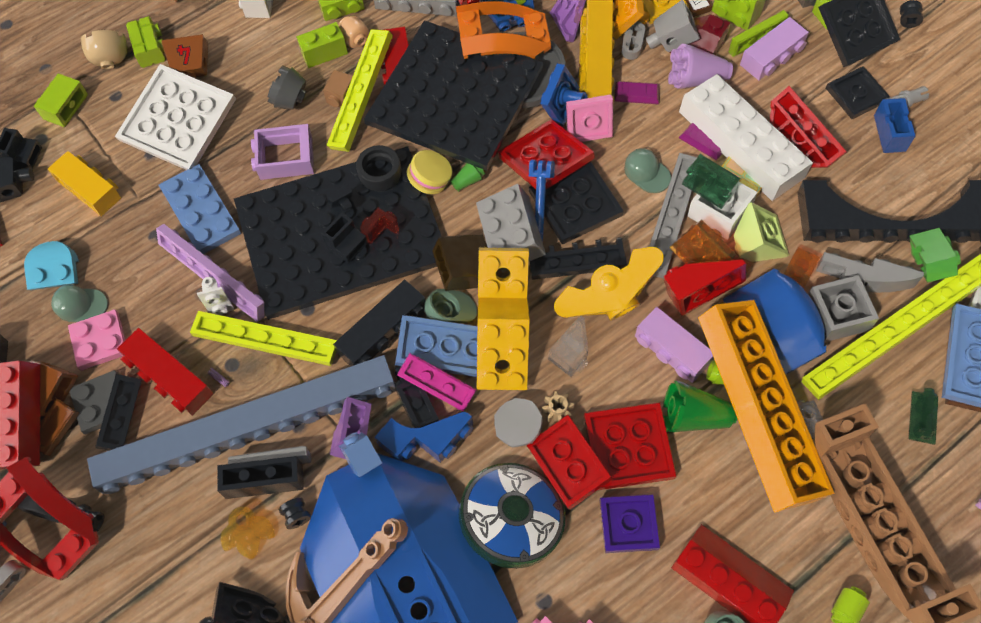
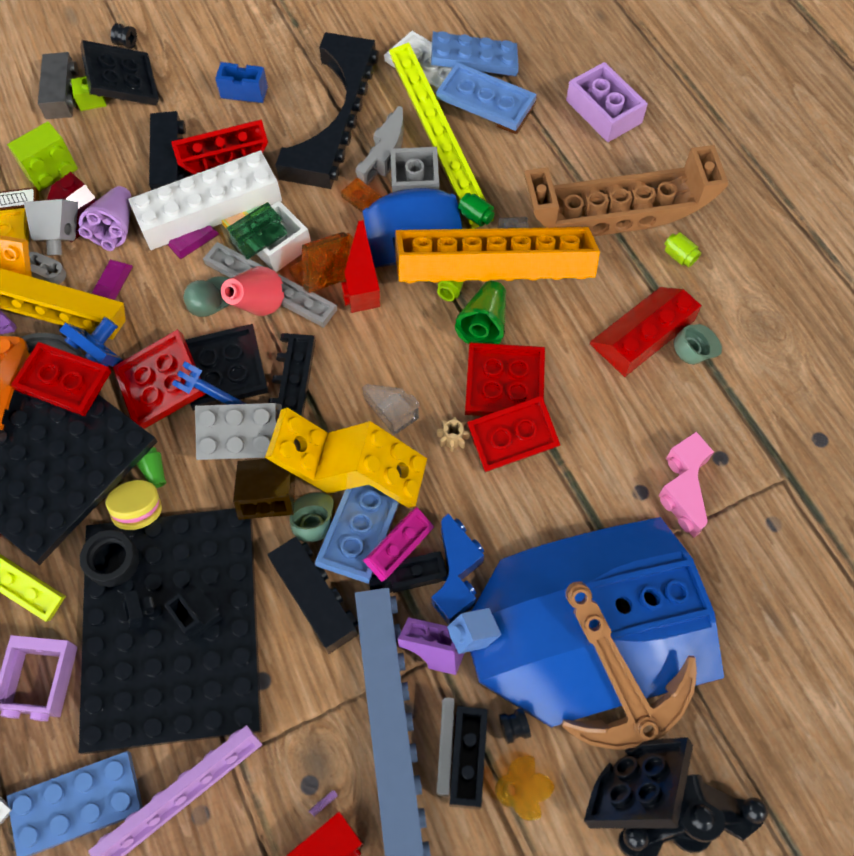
camera: 80 degrees left, 0 degrees up
(214, 298) = (221, 787): white hinge -> none
(264, 338) = (287, 740): neon yellow plate -> none
(376, 223) = (182, 561): clear red bracket -> none
(511, 515) = (557, 499): dish -> none
(516, 81) = (61, 378): none -> red plate
(518, 422) = (462, 472): light grey hat -> none
(590, 118) = (132, 324): bright pink tile -> none
(612, 290) = (342, 351): yellow piece -> none
(629, 524) = (581, 398): dark purple plate -> none
(651, 198) = (254, 291): none -> coral cone
(674, 345) = (412, 316): lavender brick -> none
(749, 37) = (89, 157): lime tile -> none
(759, 235) = (319, 217): yellowish green slope -> none
(774, 49) = (115, 149): lavender brick -> none
(807, 82) = (162, 162): none -> black brick
(816, 375) = (476, 209): none -> green brick
(857, 92) = (191, 101): black tile -> none
(912, 96) = (212, 66): light grey pin -> none
(923, 416) = (530, 153): clear green hinge -> none
(935, 254) = (384, 92): bright green brick -> none

